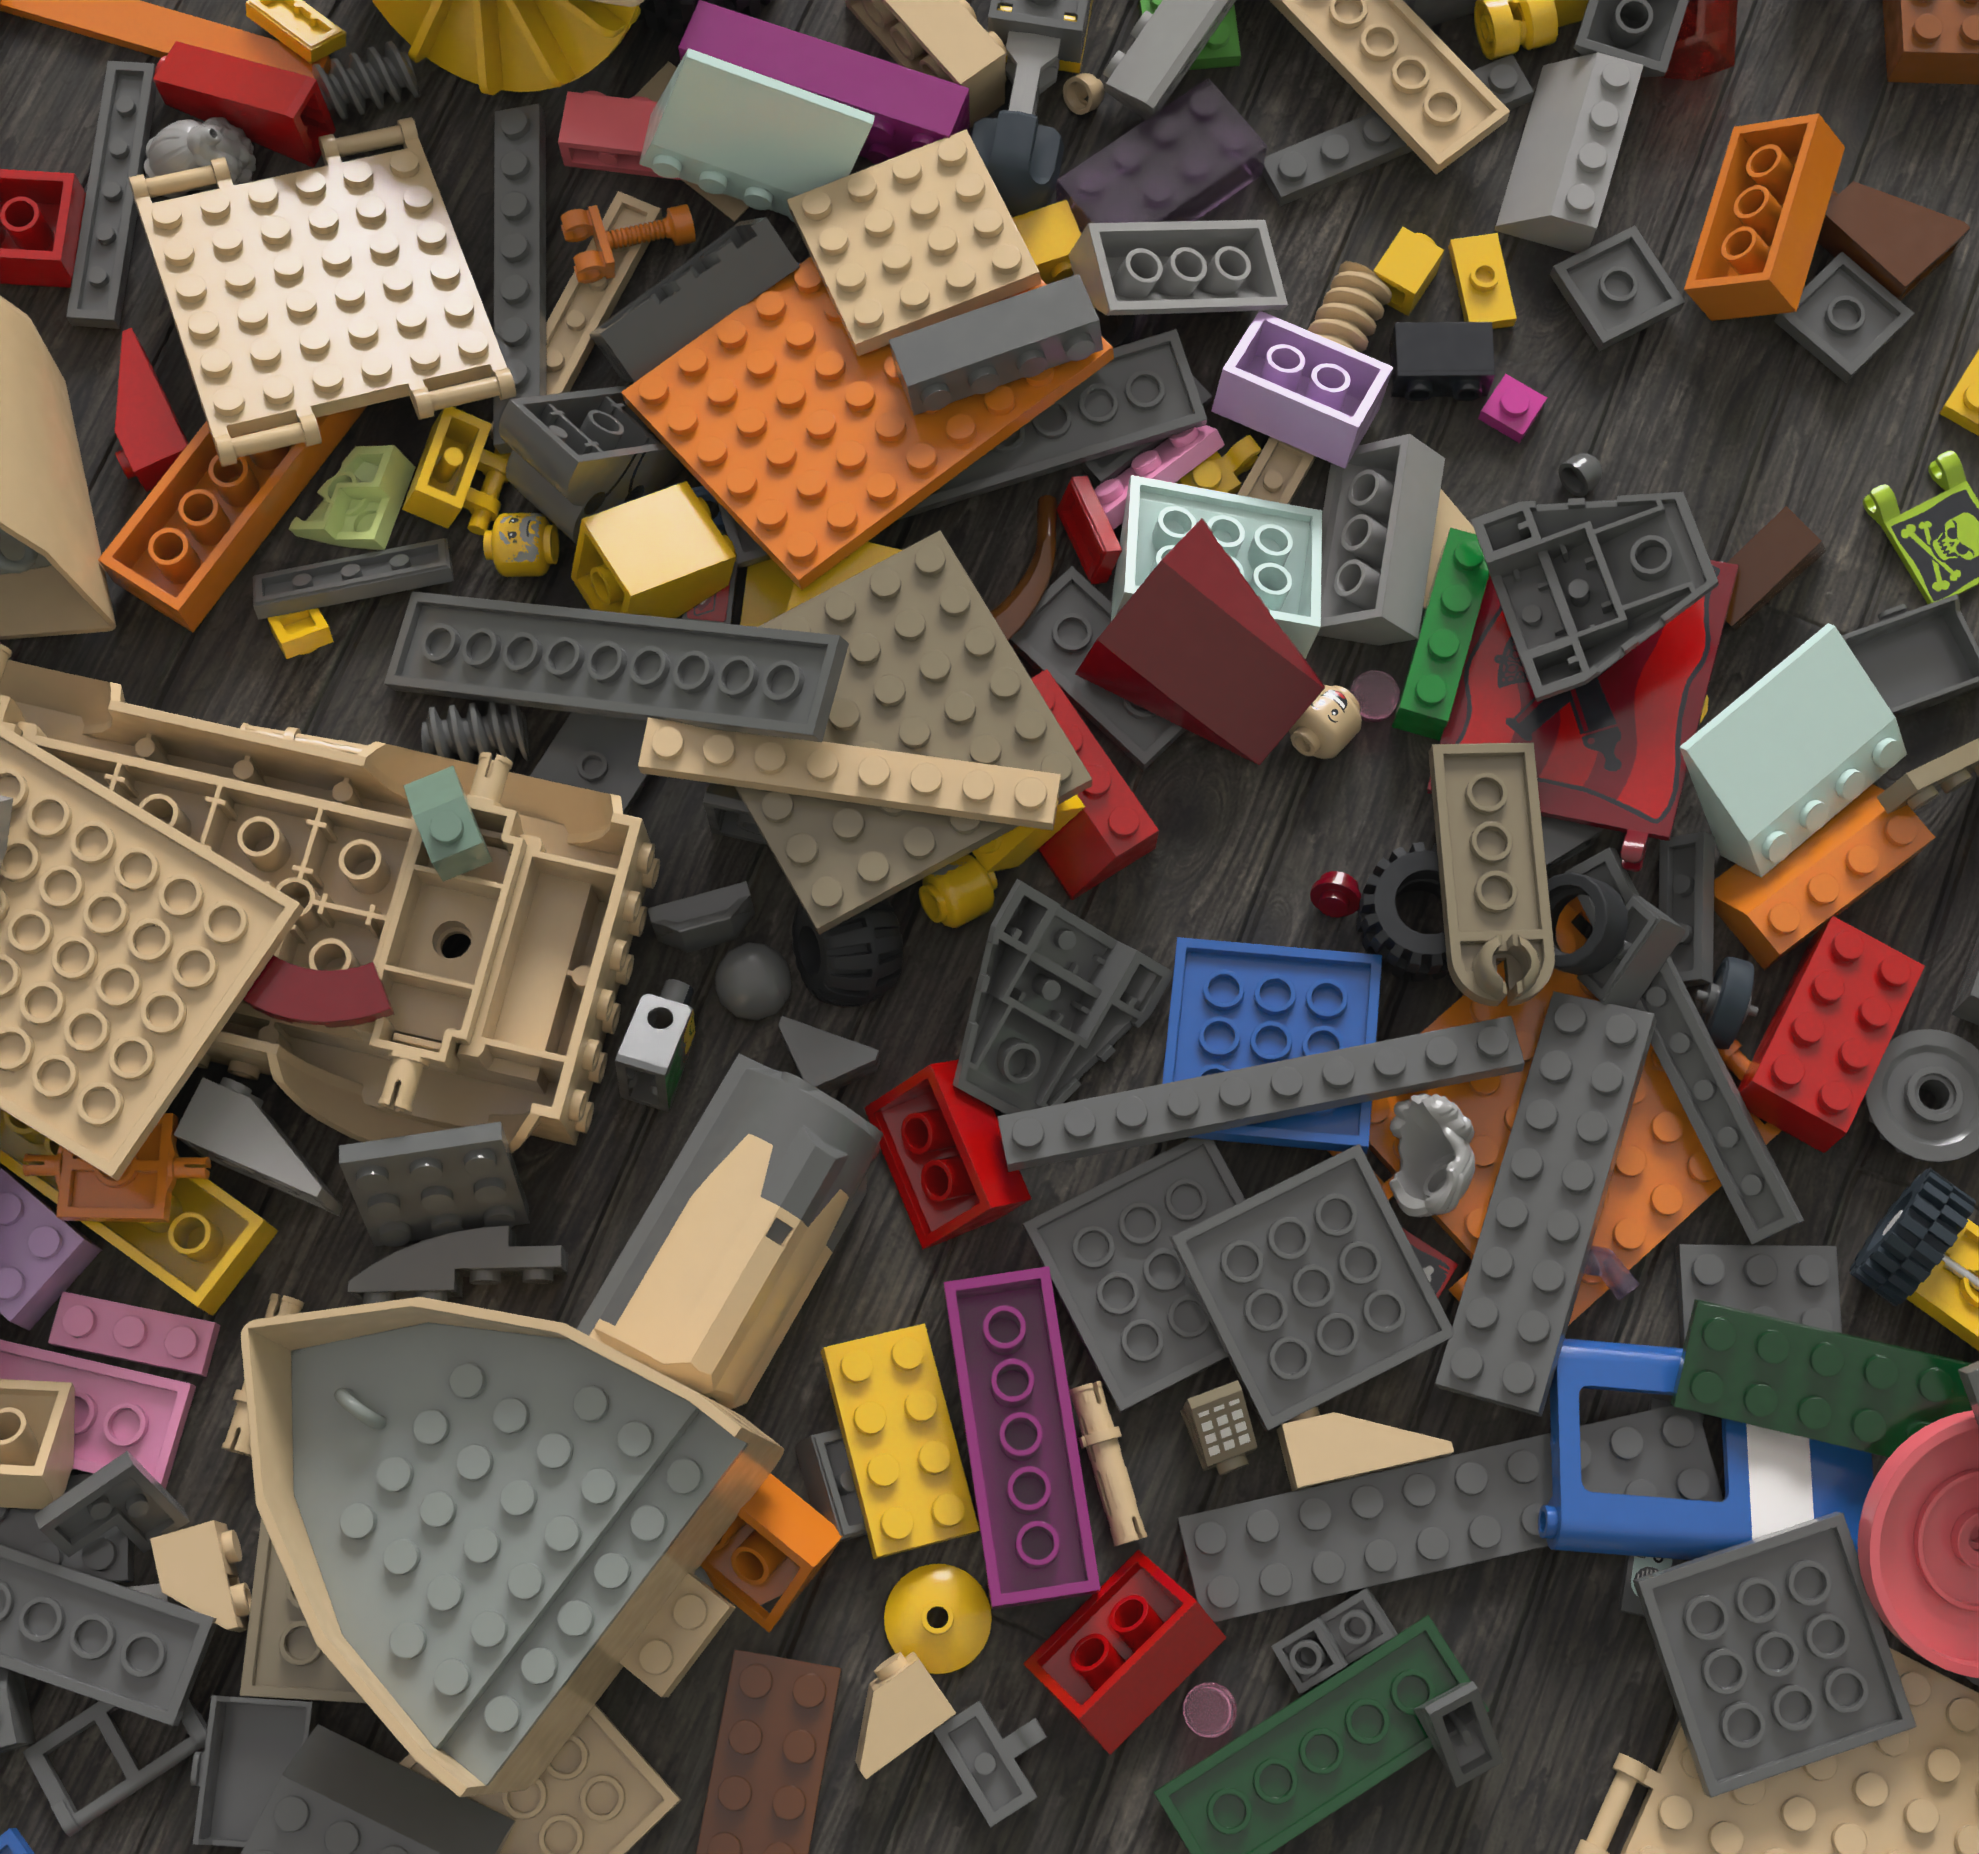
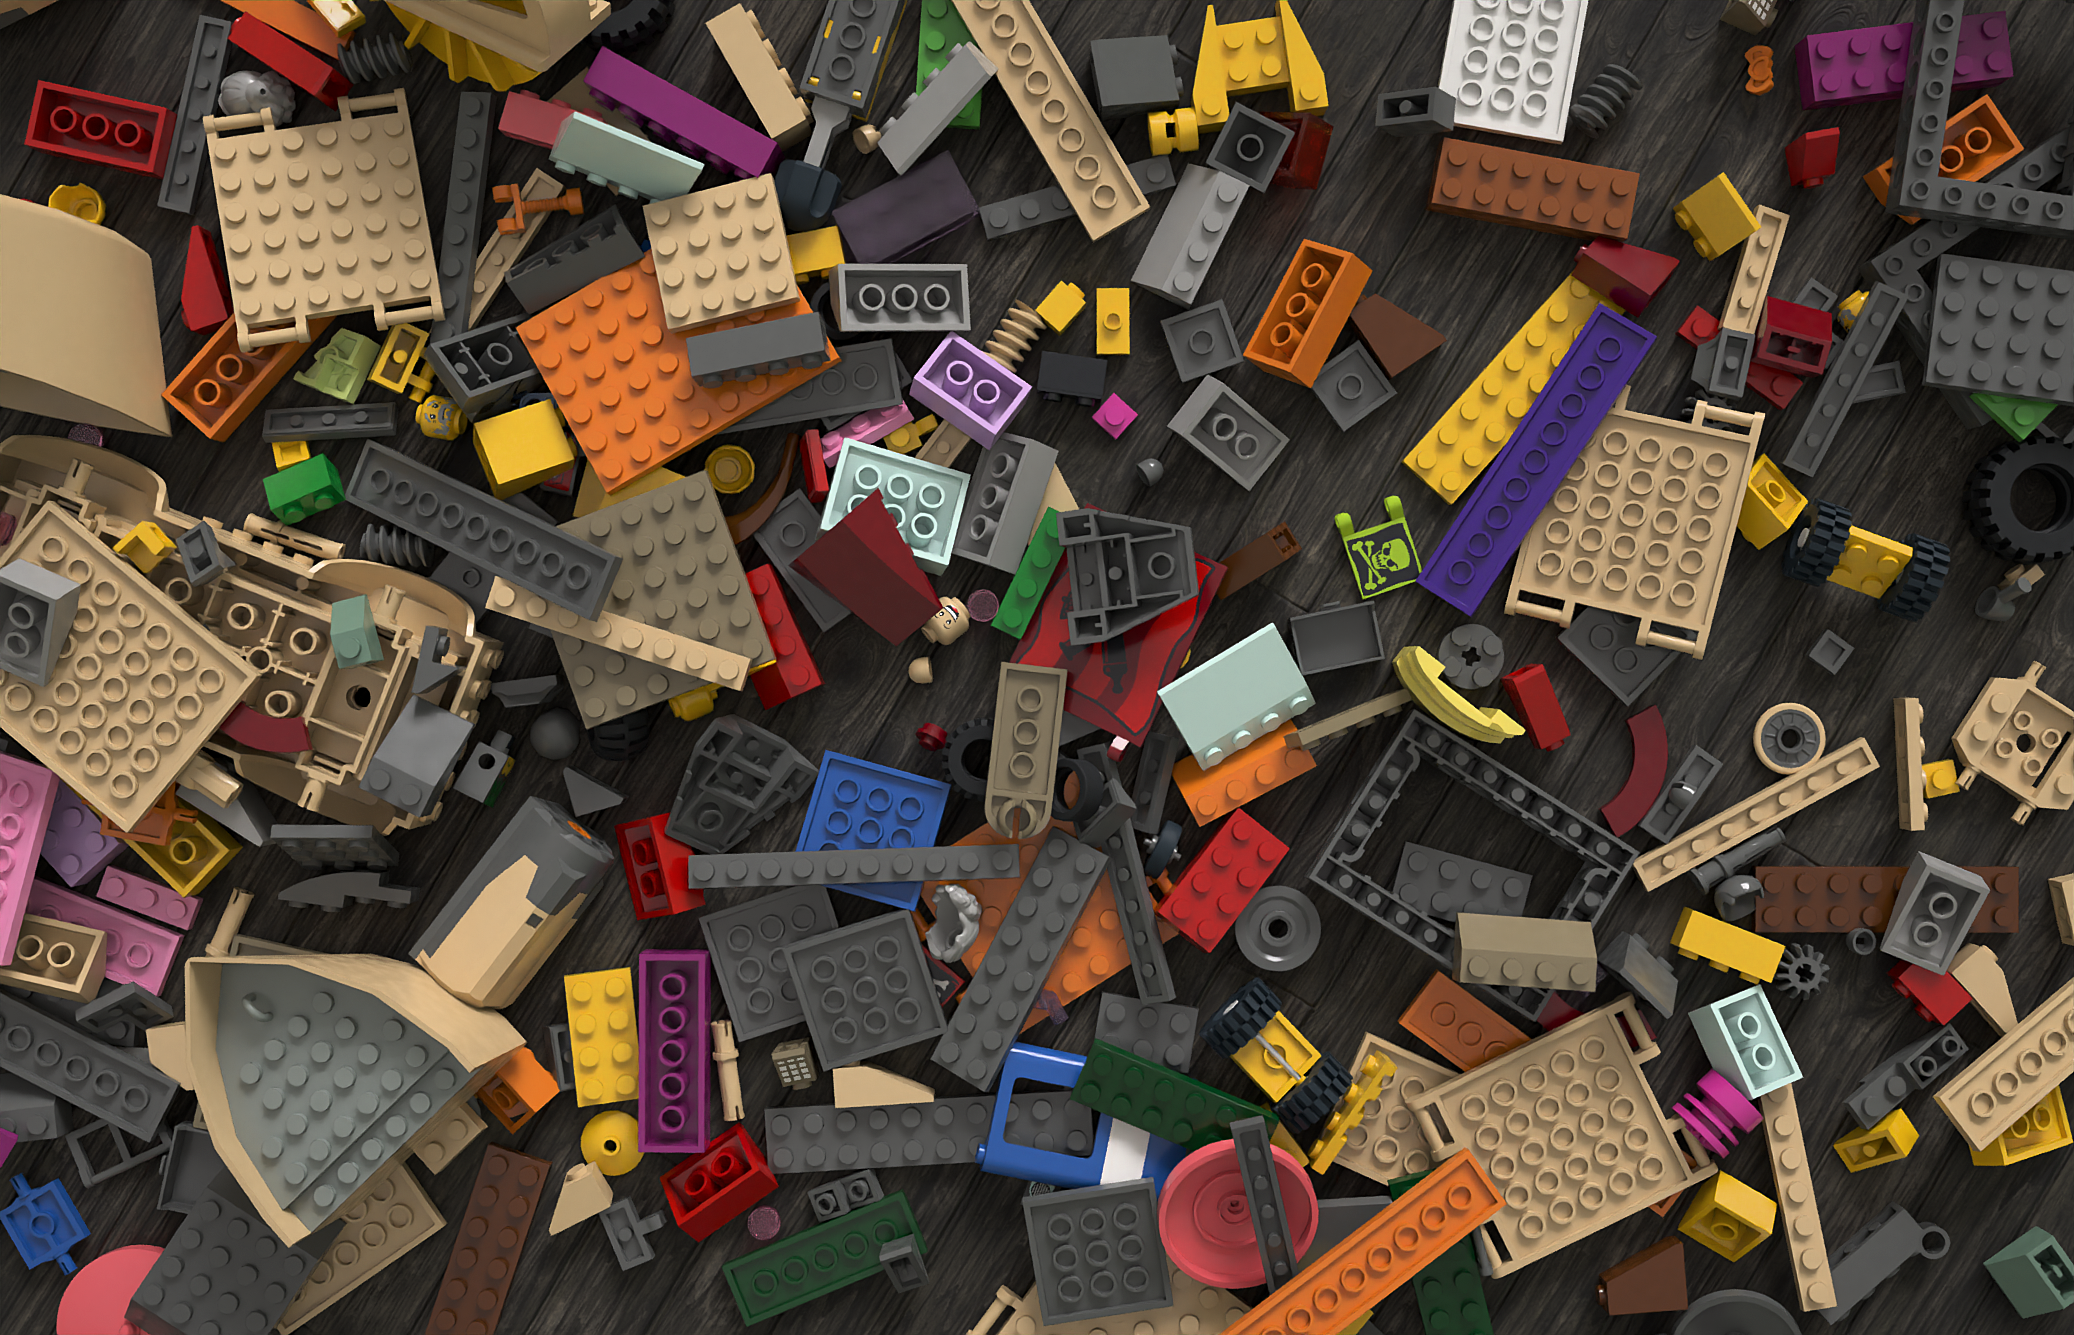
camera: 10 degrees right, 15 degrees up
(102, 747) = (145, 546): none -> yellow panel
(197, 746) = (202, 555): none -> dark grey slope
(231, 1097) = (210, 780): none -> tan piece
(325, 673) = (304, 489): none -> green brick
(562, 1000) = (417, 757): none -> slope
(574, 864) = (430, 669): none -> dark grey slope
(975, 545) = (730, 469): none -> yellow hair
(1300, 801) = (921, 670): none -> tan hinge
(1683, 400) = (1228, 432): none -> light grey slope

